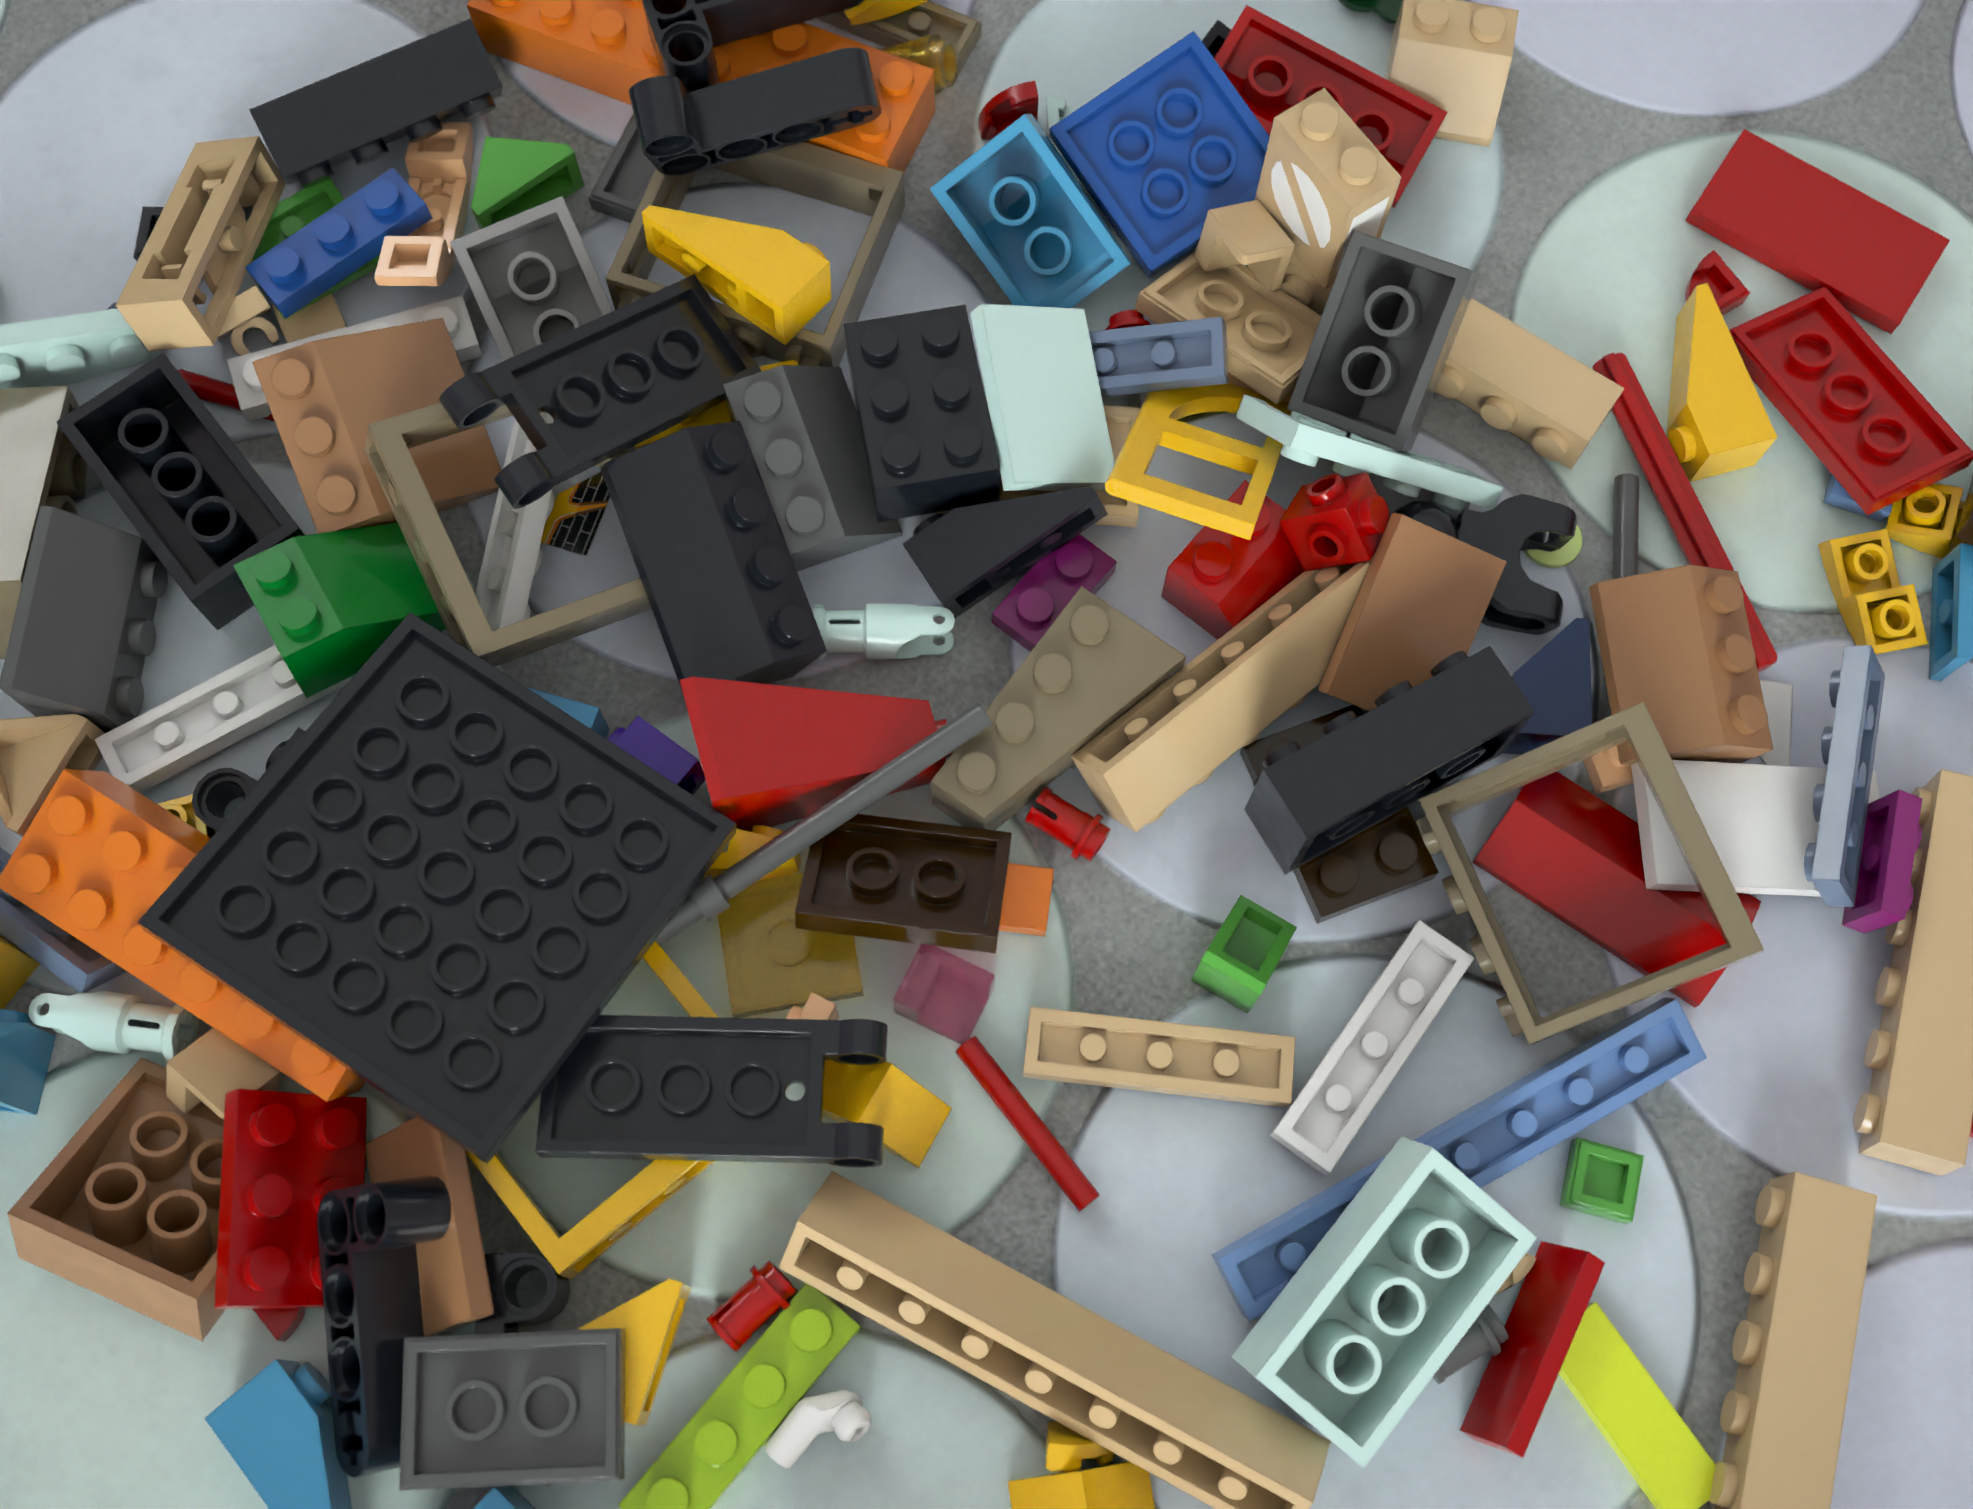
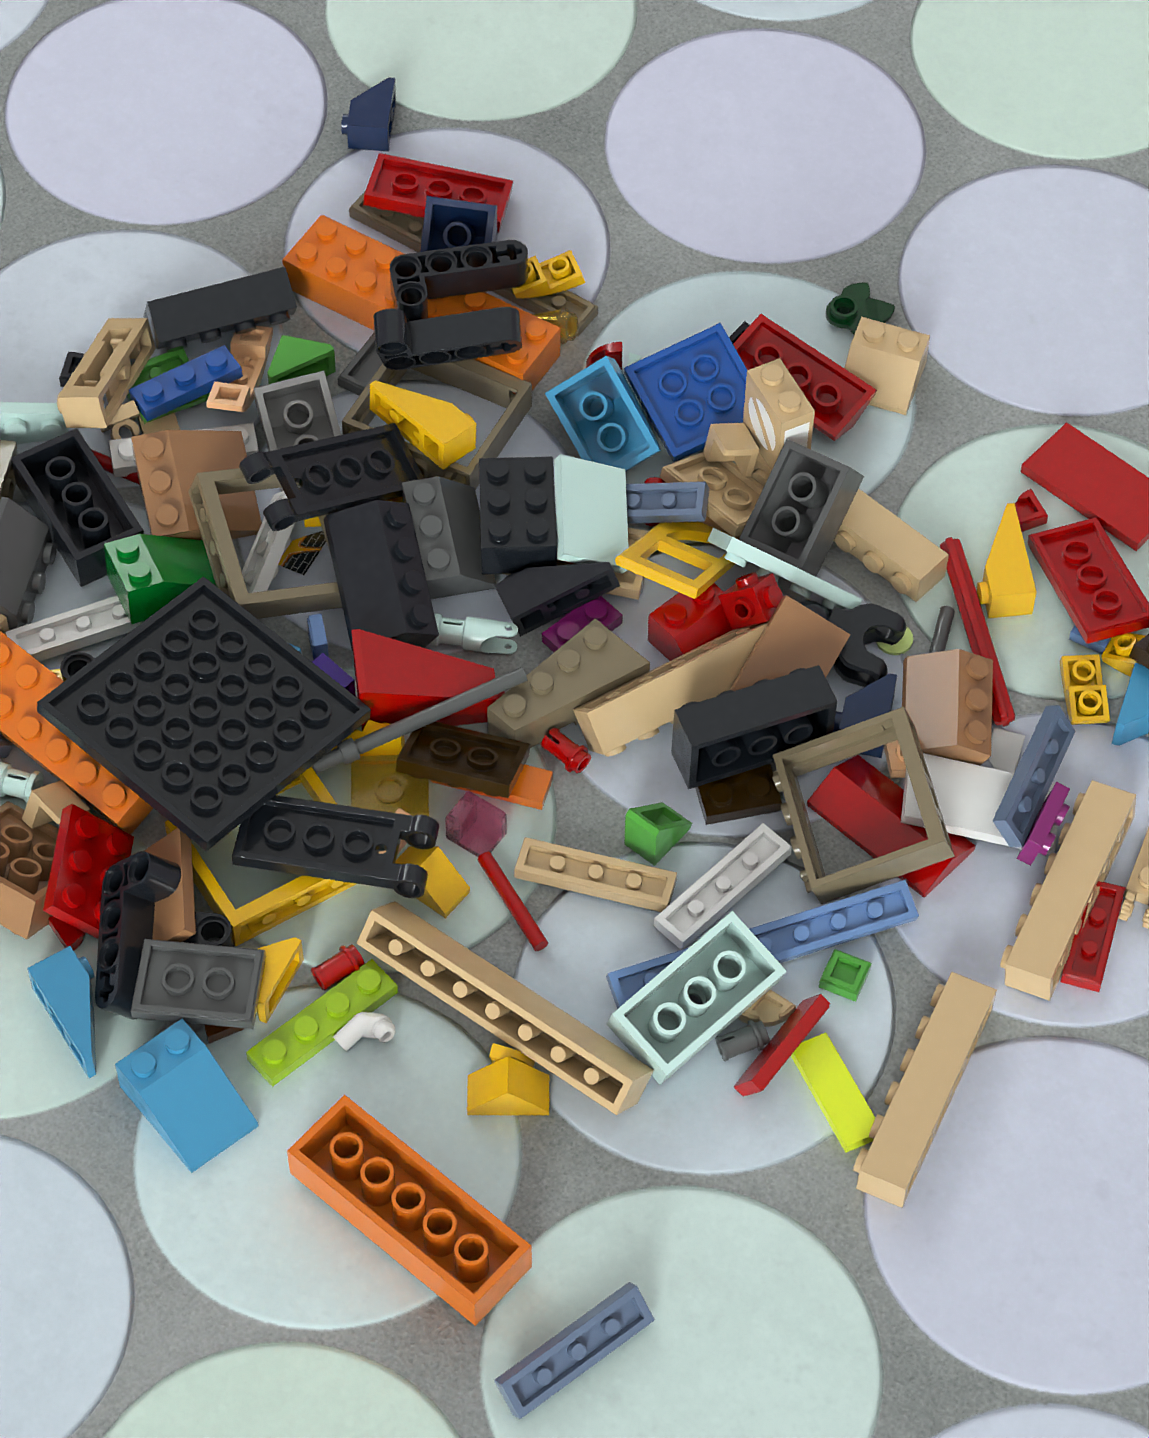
camera: 10 degrees right, 15 degrees down
(625, 679) = (317, 635): none -> medium blue tile

